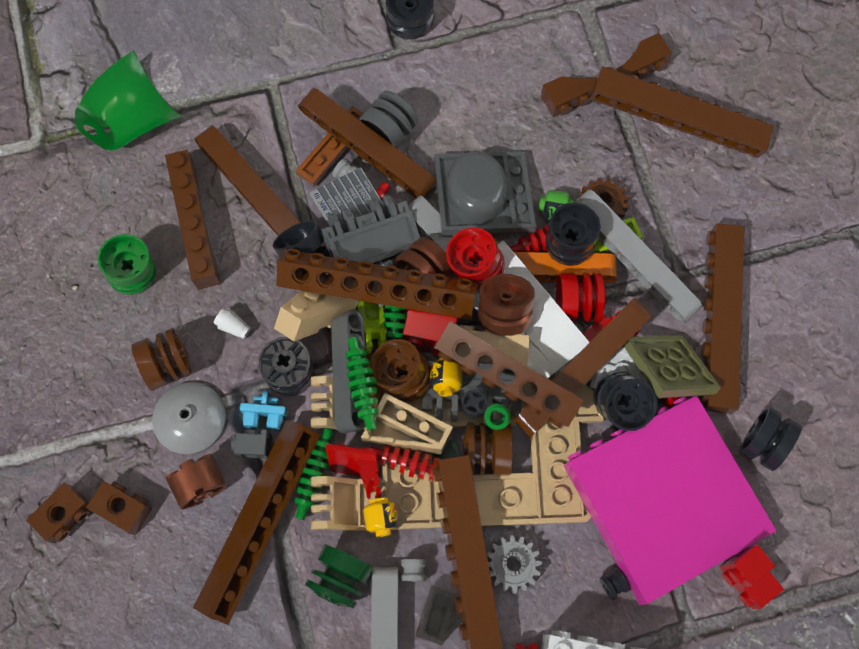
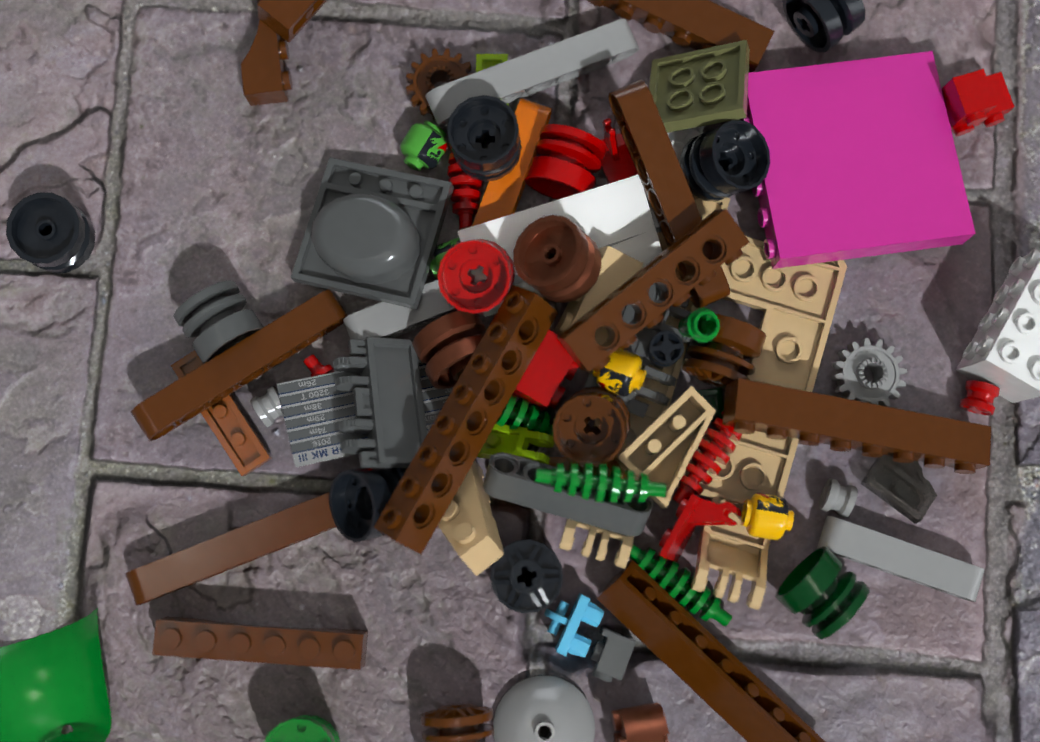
camera: 75 degrees left, 10 degrees up
(231, 323) = (435, 631): white cone -> none
(614, 583) = (929, 262): black wheel -> none

